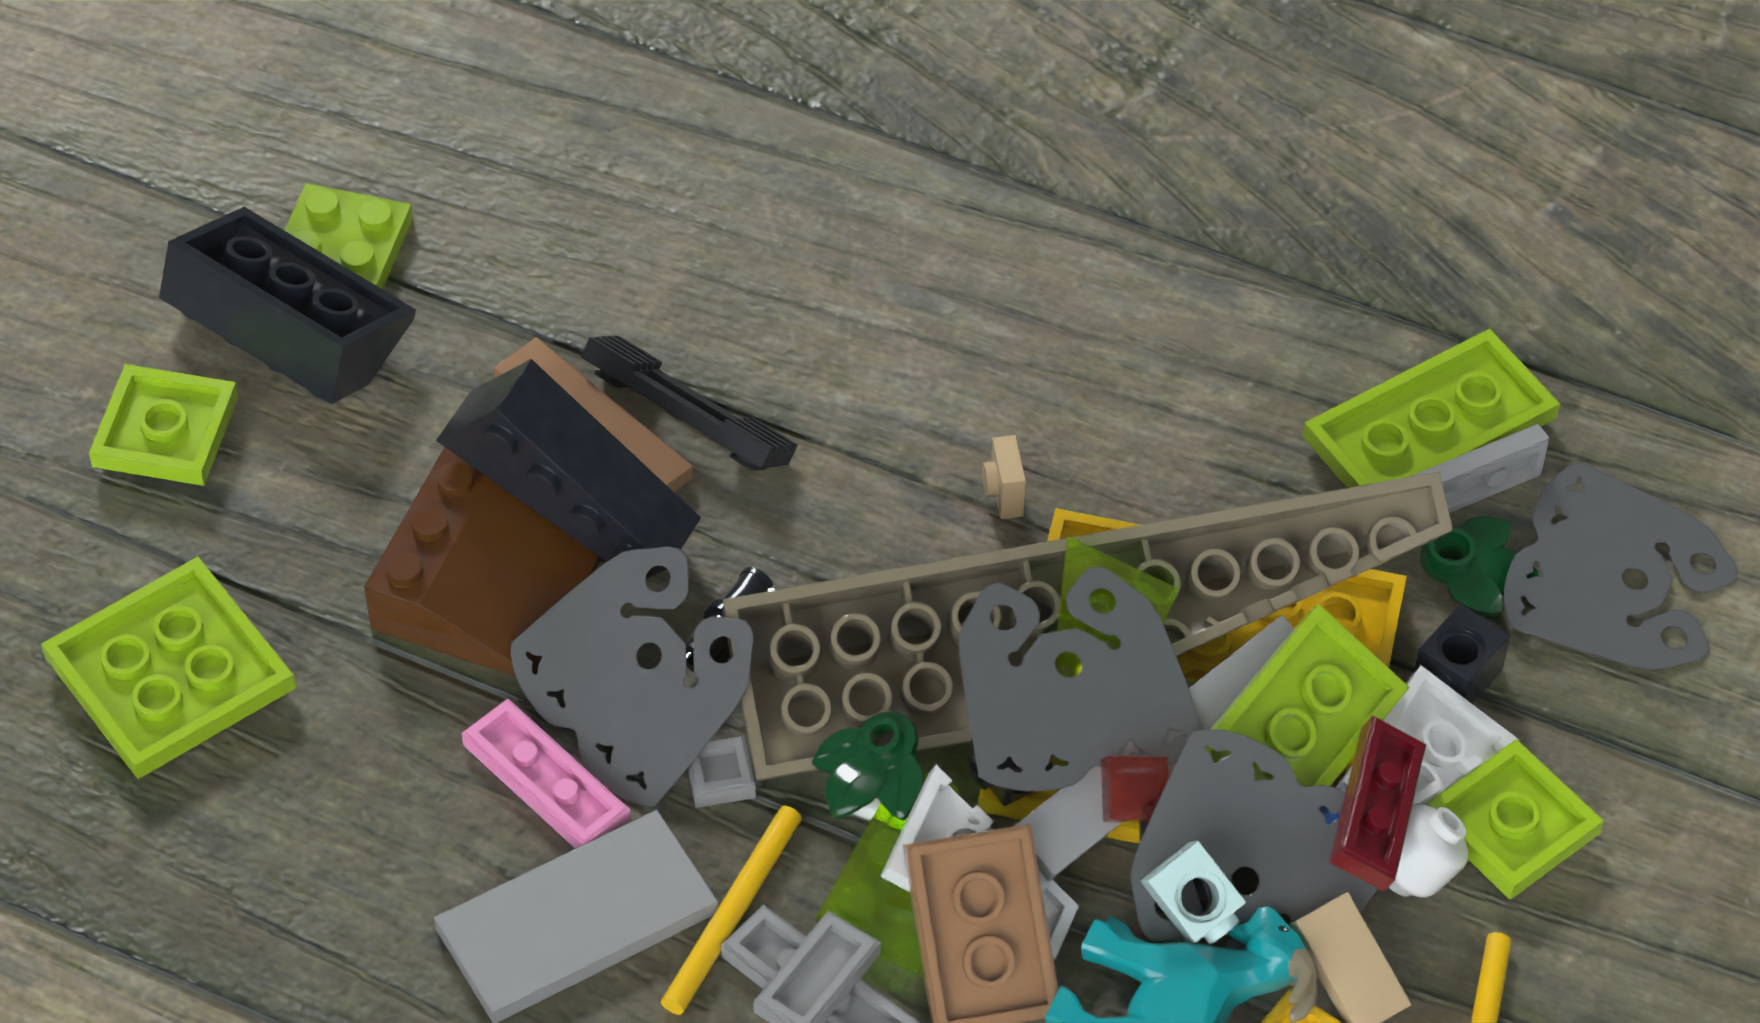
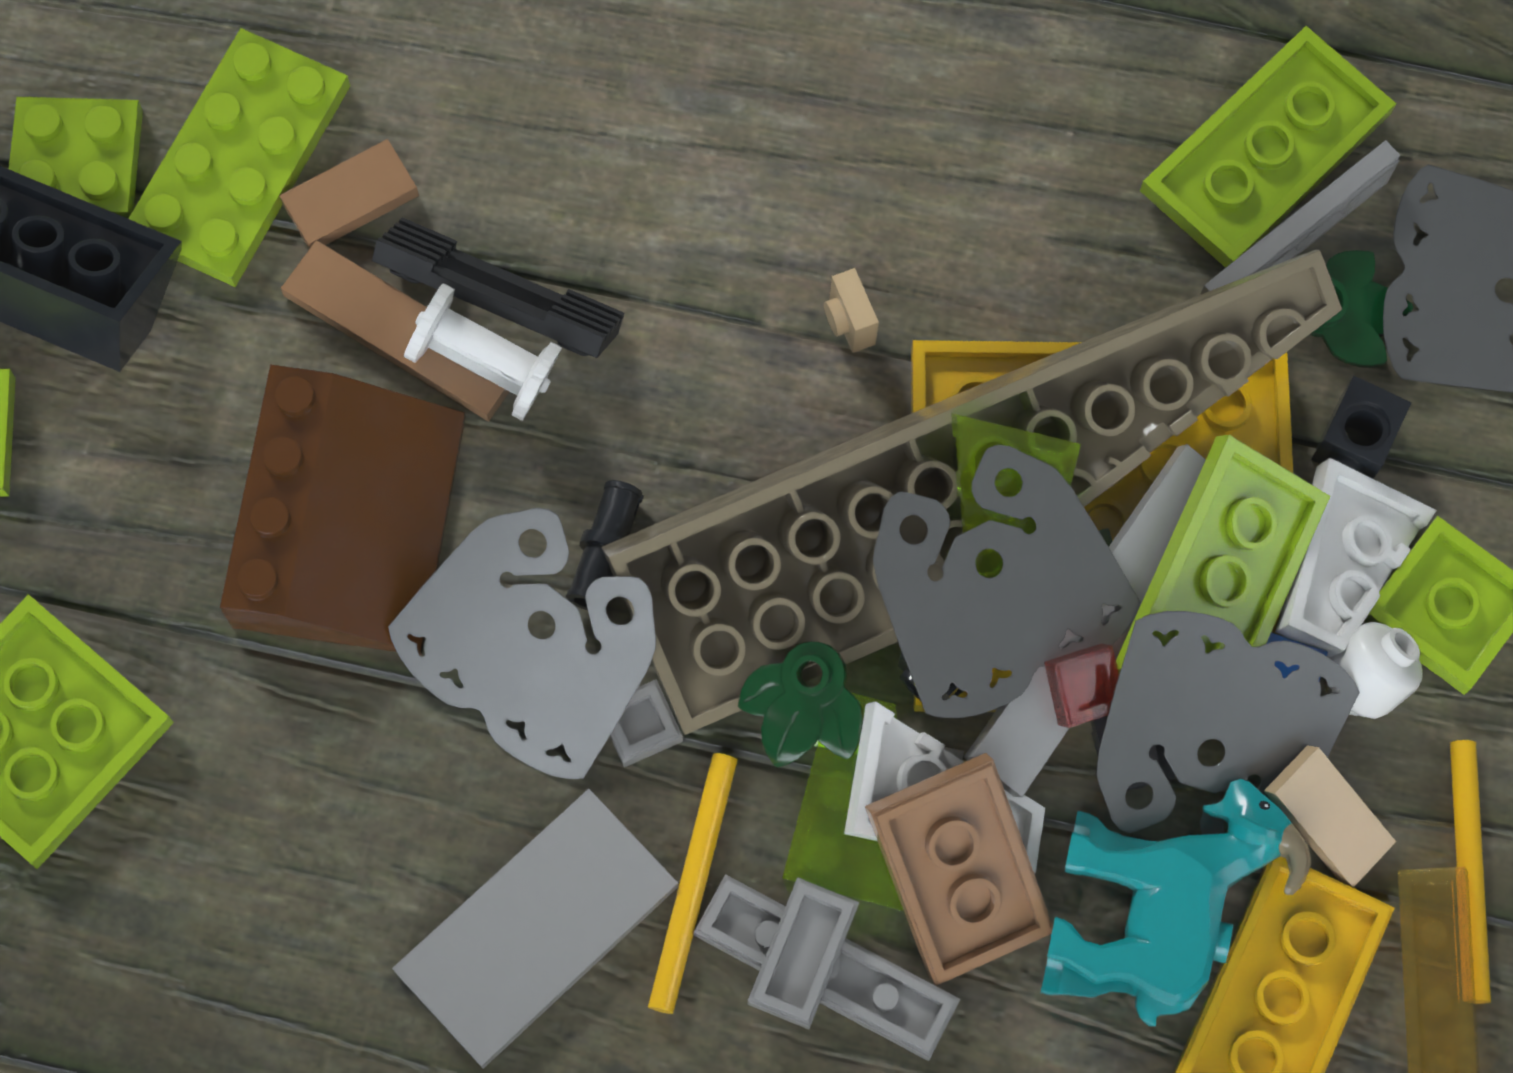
camera: 15 degrees left, 20 degrees up
(490, 263) = (240, 154): none -> lime plate
(544, 775) = (462, 769): bright pink tile -> none
(566, 465) = (401, 423): black wedge -> none
(577, 310) = (349, 195): none -> medium nougat tile
(660, 441) = (482, 351): none -> white hose
(1166, 885) = (1149, 773): light aqua brick -> none
(1377, 803) = (1332, 647): dark red tile -> none

